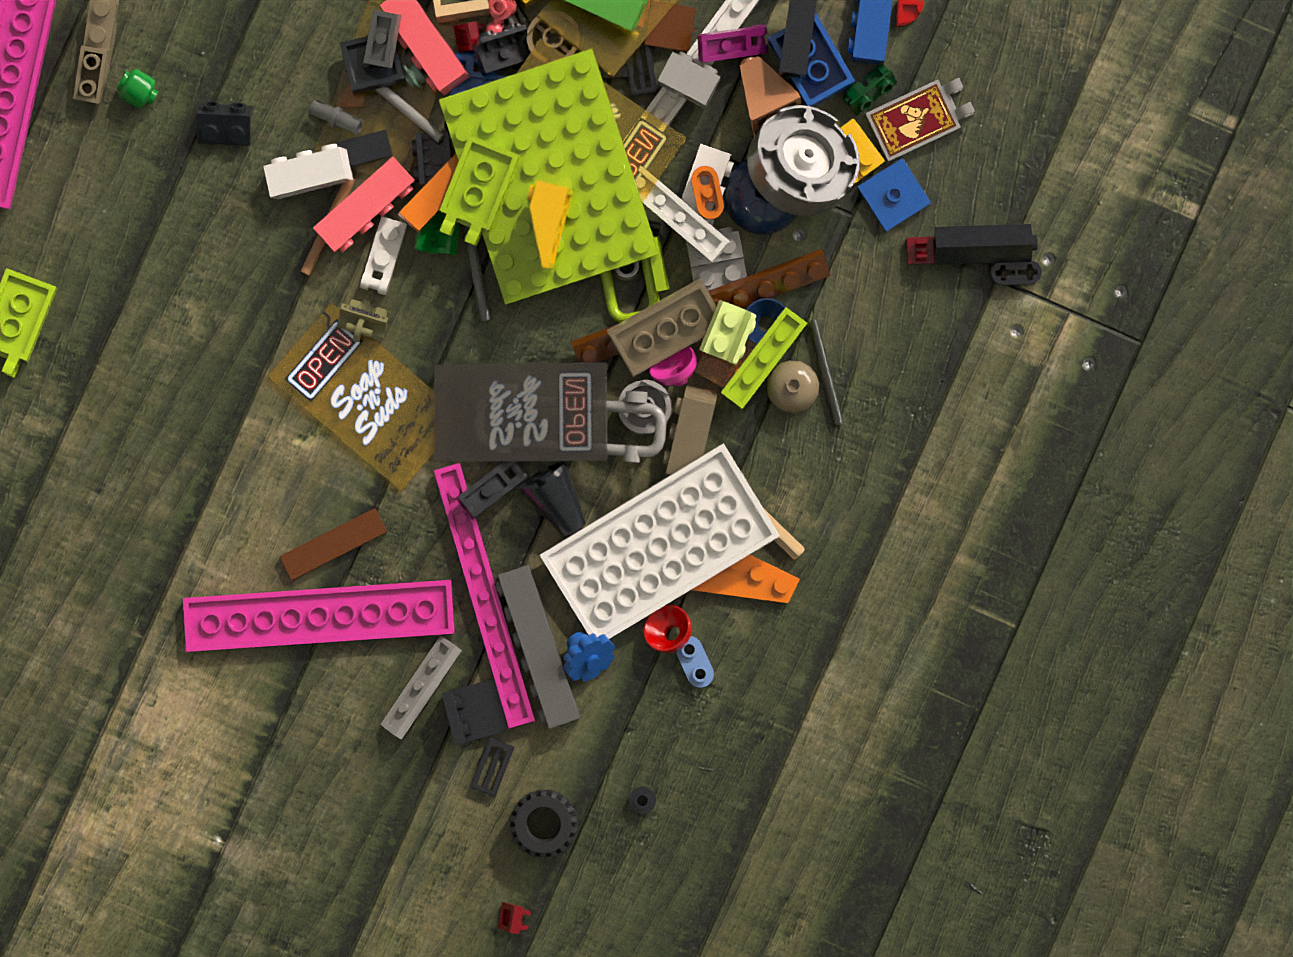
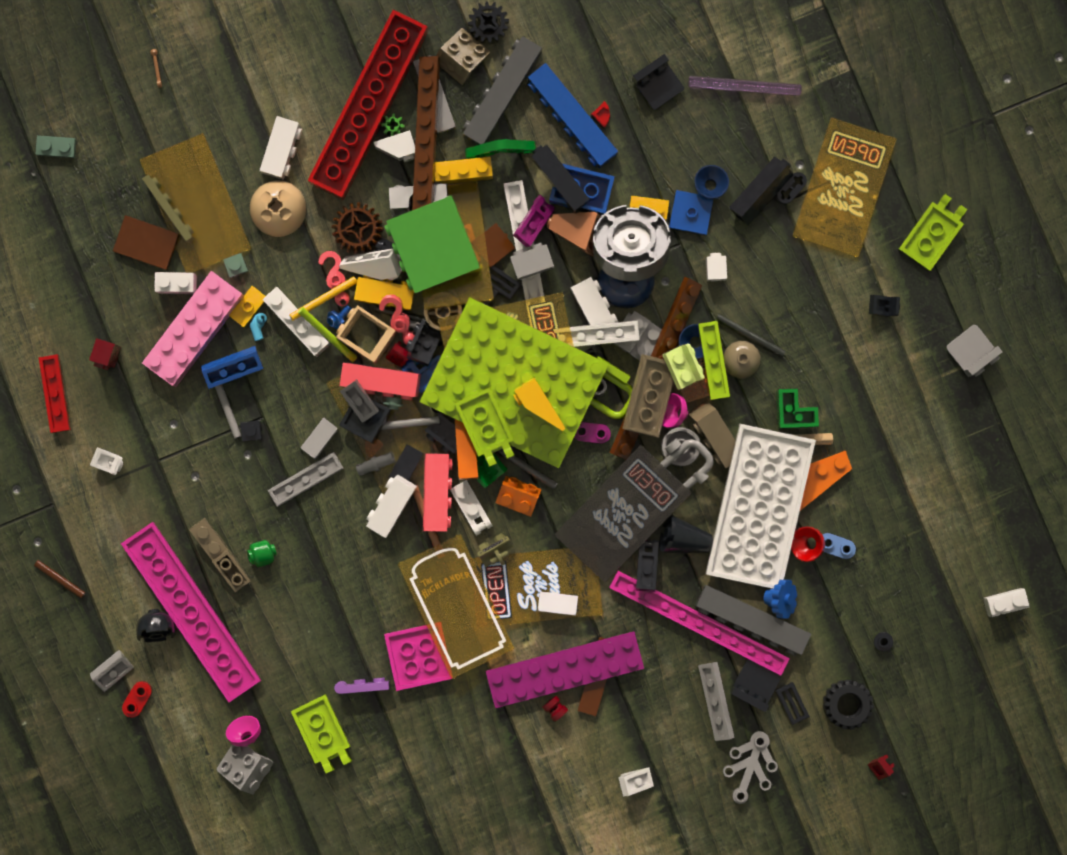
camera: 45 degrees left, 0 degrees up
(99, 315) = (362, 686): none -> medium lavender plate
(183, 344) = (414, 658): none -> dark pink plate
(224, 123) = (323, 525): black bracket -> none
(254, 62) = (305, 479): none -> light grey tile
(258, 537) = (558, 712): none -> dark red wheel
(262, 682) = (635, 781): none -> white slope
(268, 333) = (455, 606): none -> clear yellow piece
(308, 37) = (319, 438): none -> light grey slope
(308, 504) = (564, 669): none -> magenta plate
(318, 615) = (628, 719): dark pink plate -> none
(368, 433) = (557, 603): none -> slope
(391, 783) = (751, 764): none -> light grey plant
(440, 291) = (518, 495): none -> orange bracket
(573, 305) = (591, 433): none -> magenta plate
(707, 193) = (601, 307): orange plate -> none
(783, 492) = (789, 413): none -> green brick
(799, 887) = (1006, 602): none -> white brick
(861, 272) = (716, 267): none -> white brick
(879, 82) = (625, 164): dark green hinge -> none
(917, 118) = (662, 162): tile -> none
(920, 250) = (733, 226): dark red tile -> none
(952, 176) = (715, 174): none -> dark blue piece
(984, 479) = (884, 305): none -> black bracket
(994, 36) = (658, 82): none -> black bracket
(1025, 613) = (973, 351): none -> light grey bracket
(1068, 326) = (844, 187): none -> clear yellow piece
(1075, 127) = (744, 85): none -> clear purple axle
(1106, 460) = (933, 233): none -> lime tile

